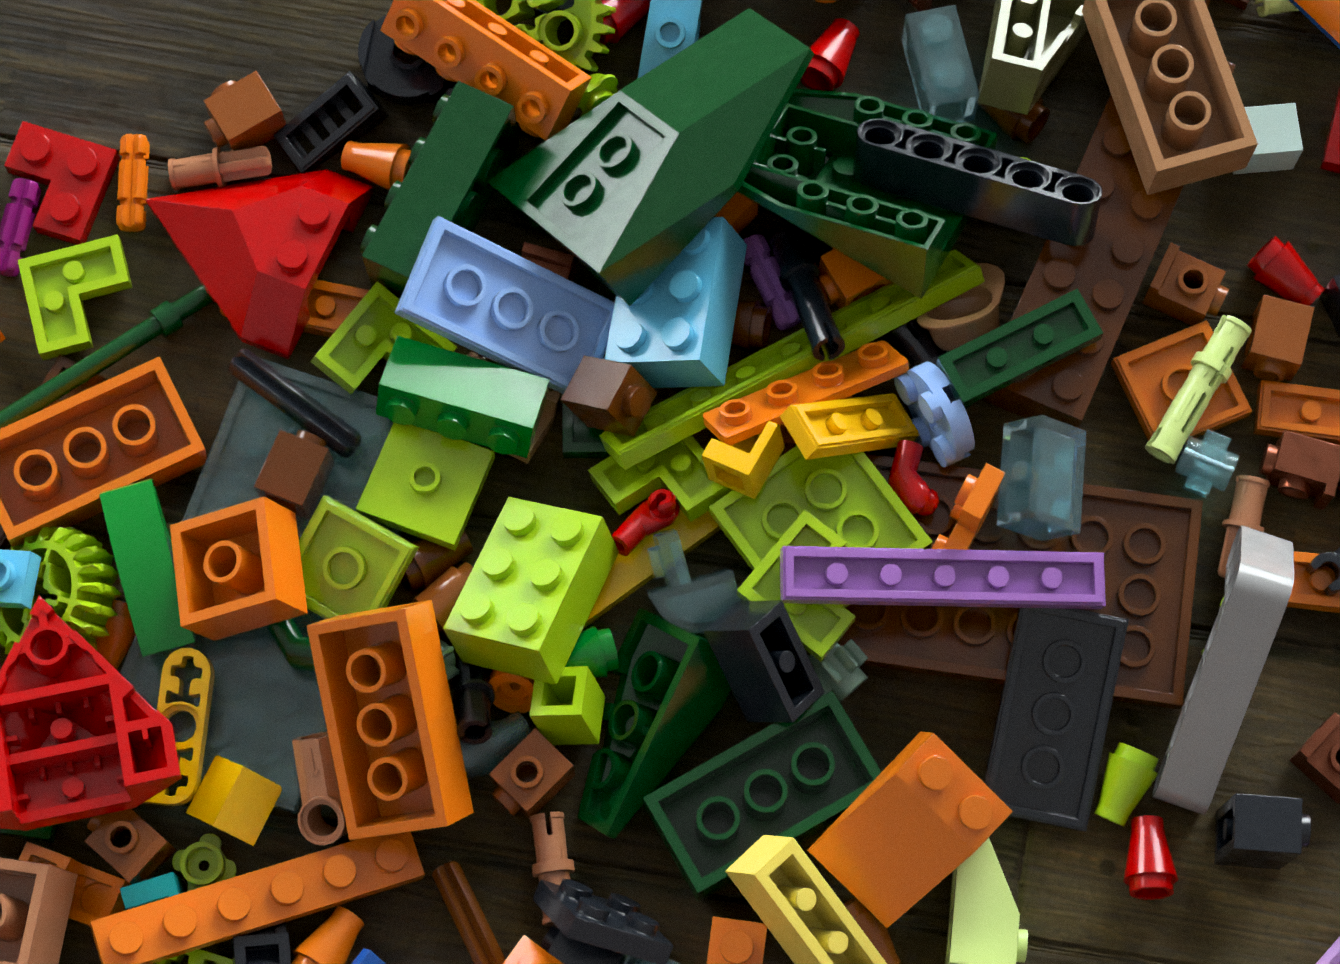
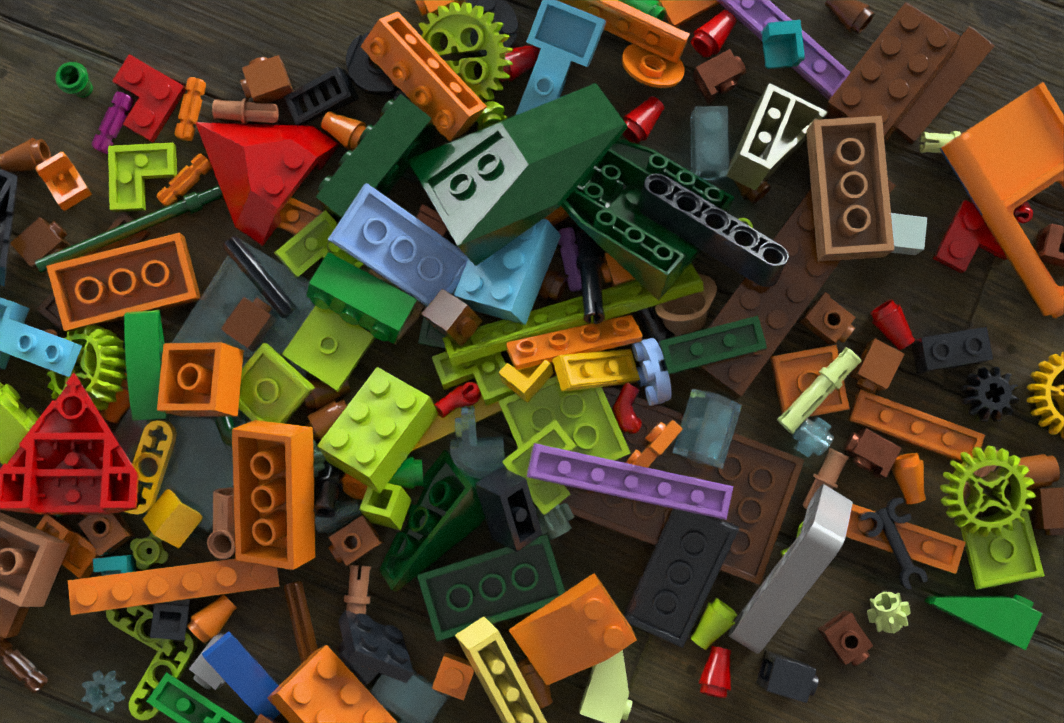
camera: 10 degrees right, 10 degrees up
(145, 289) = (184, 180): none -> orange axle

